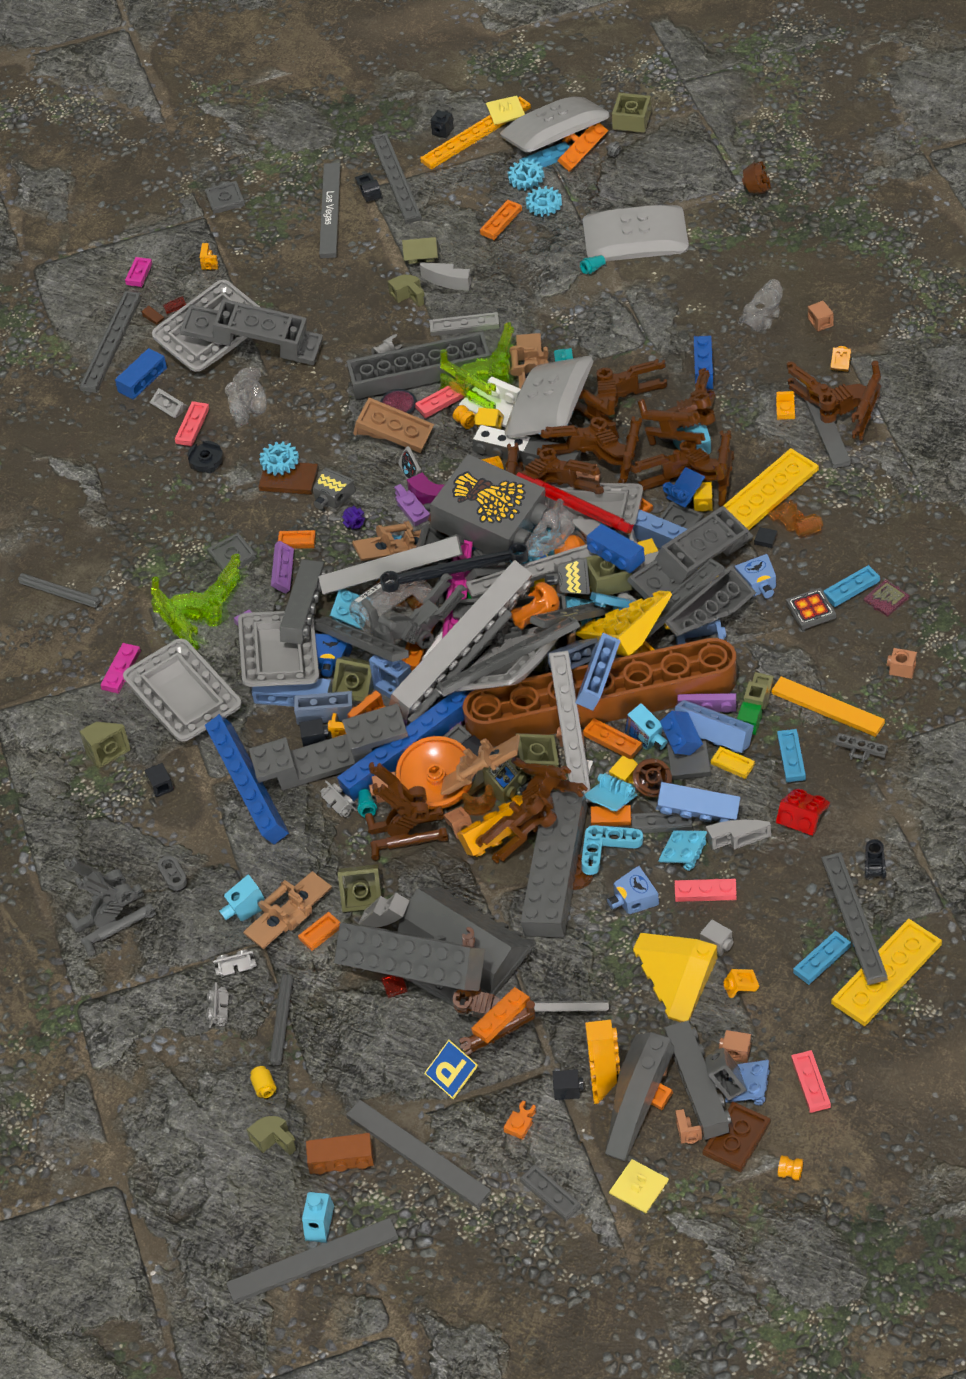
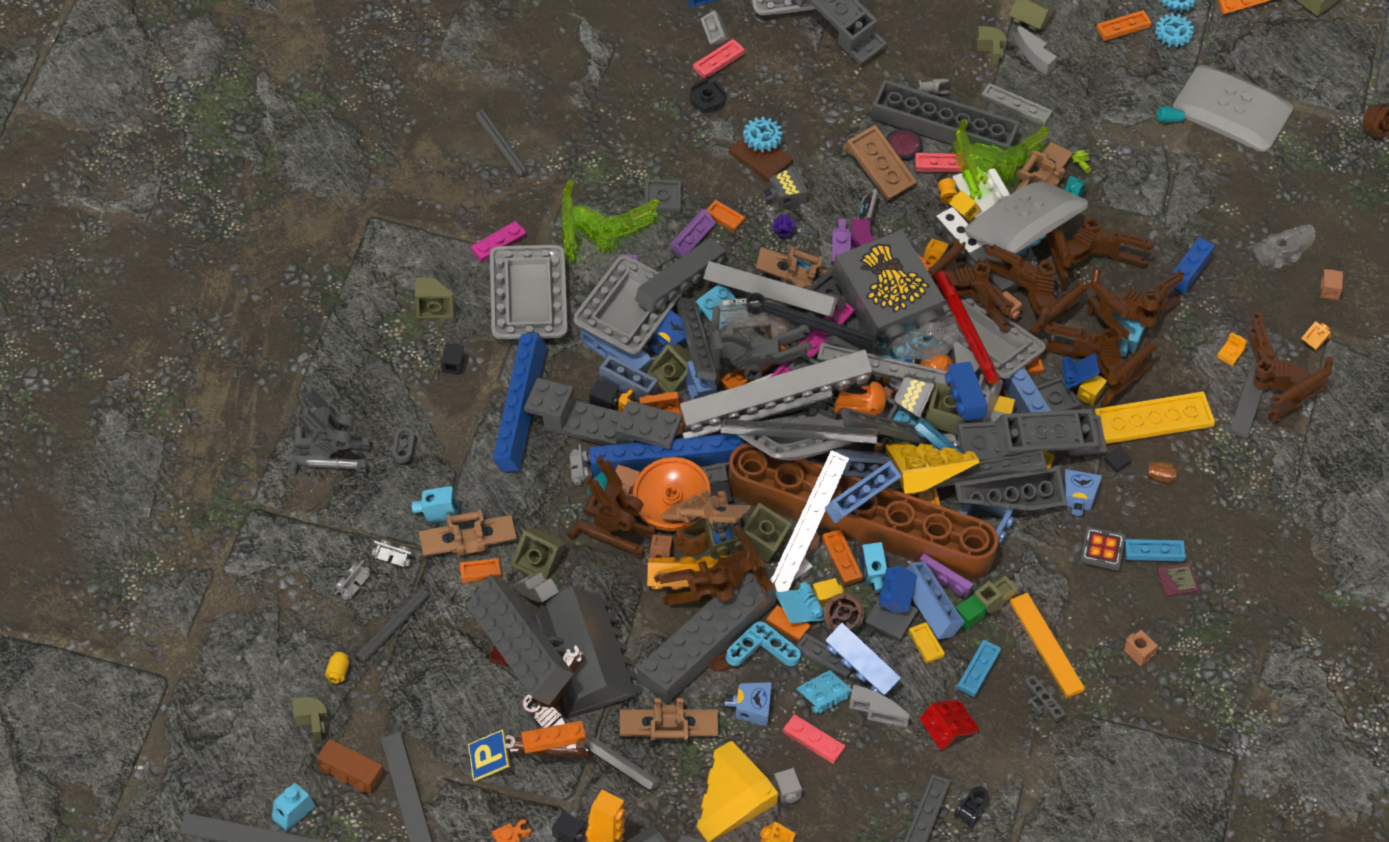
camera: 25 degrees right, 5 degrees up
(246, 395) = (779, 60): clear piece -> none
(549, 334) = (1080, 158): none -> lime plate
(564, 958) = (668, 717): none -> medium nougat piece
(787, 514) = (1152, 450): clear orange piece -> none

